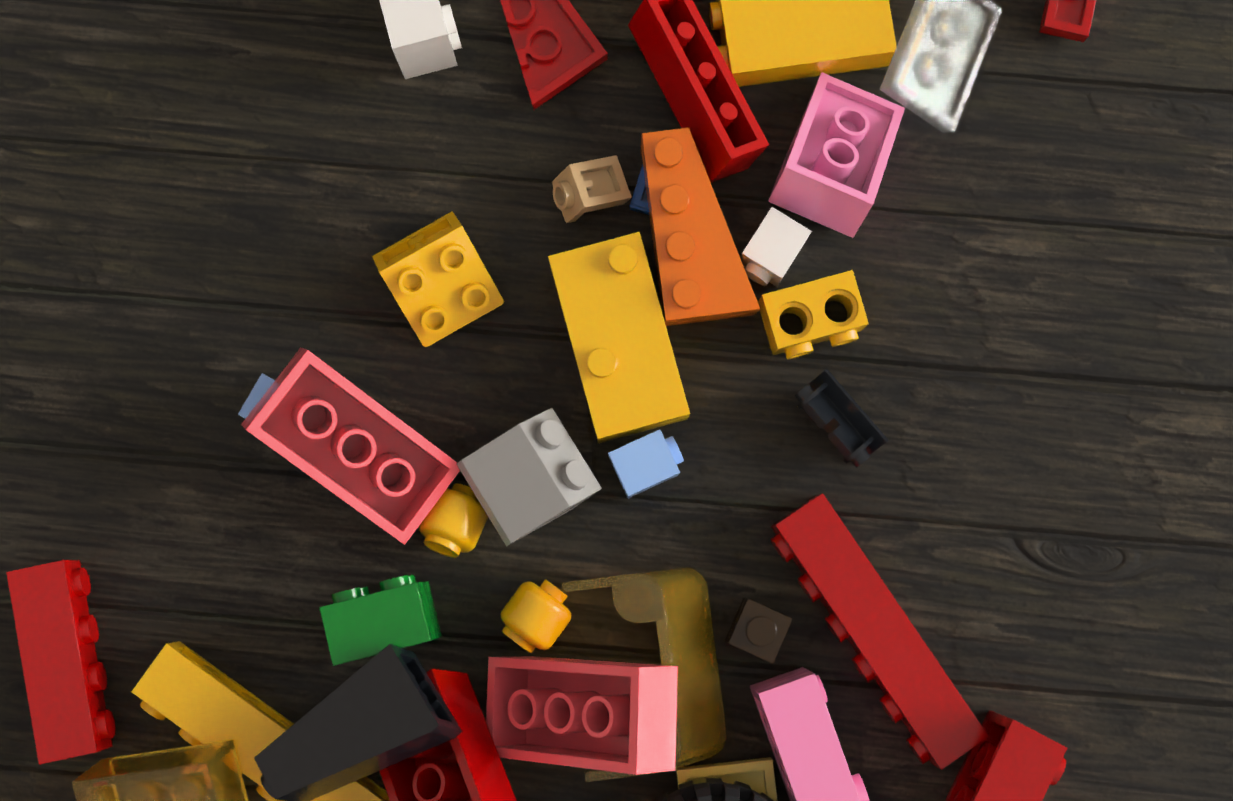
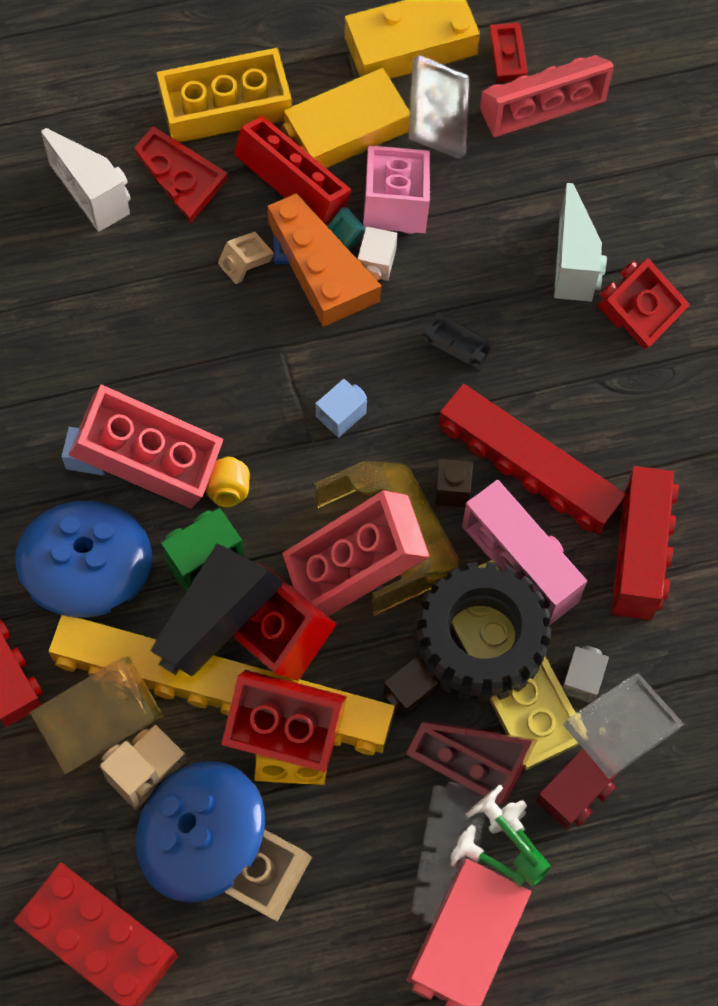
camera: 20 degrees left, 15 degrees down
(231, 612) = (88, 582): none -> blue brick
(438, 279) = (166, 340): yellow bracket -> none
(529, 476) = (270, 432): light grey slope -> none
(535, 615) = (302, 519): yellow head -> none
(619, 337) = (296, 336): yellow brick -> none
(742, 195) = (347, 228): none -> teal tile
(808, 304) = (411, 279): yellow brick -> none
(1059, 341) = (578, 251): none -> light aqua slope
(1104, 77) = (546, 94): none -> coral slope
(1120, 448) = (642, 302): none -> red plate

